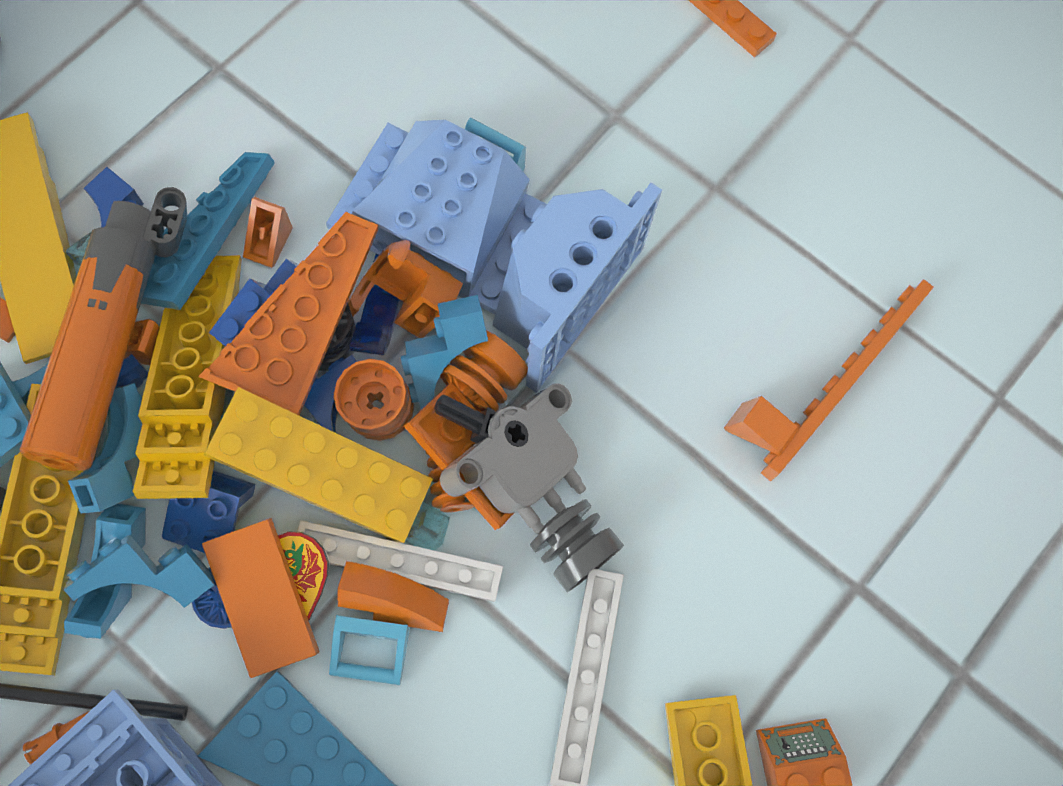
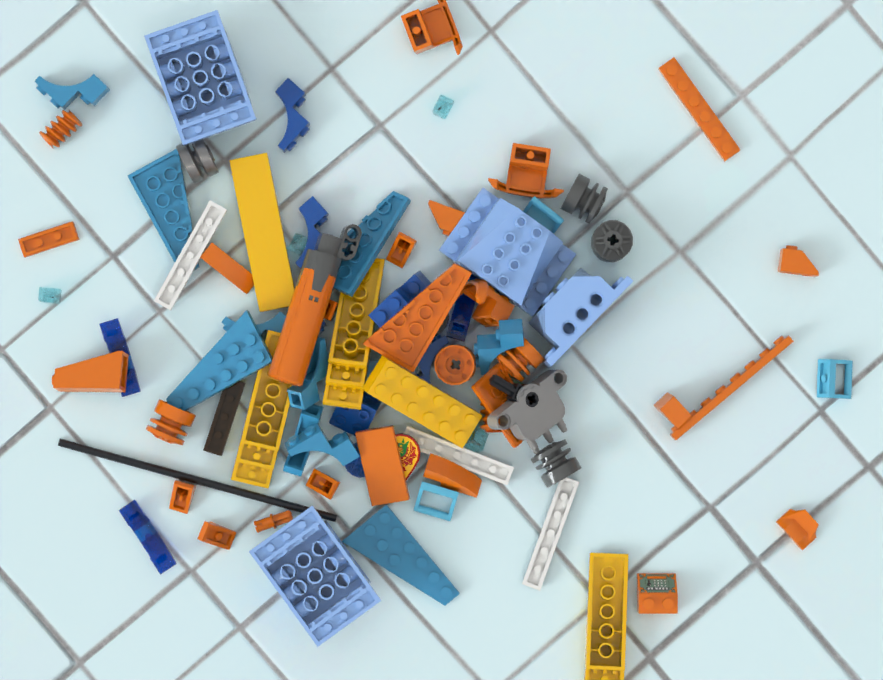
camera: 15 degrees right, 15 degrees up
(79, 74) = (297, 125): none -> blue arch
(157, 651) = (322, 483): none -> orange slope
(312, 25) = (442, 106): none -> clear light blue slope
(330, 174) = (445, 216): none -> orange slope
(456, 90) = (527, 173): none -> orange piece
(552, 118) = (584, 198): none -> dark grey wheel
(612, 153) = (602, 247): none -> dark grey wheel
(903, 177) = (796, 262): none -> orange slope
(1000, 344) = (827, 376): none -> medium azure tile
(1021, 597) = (799, 527): none -> orange slope

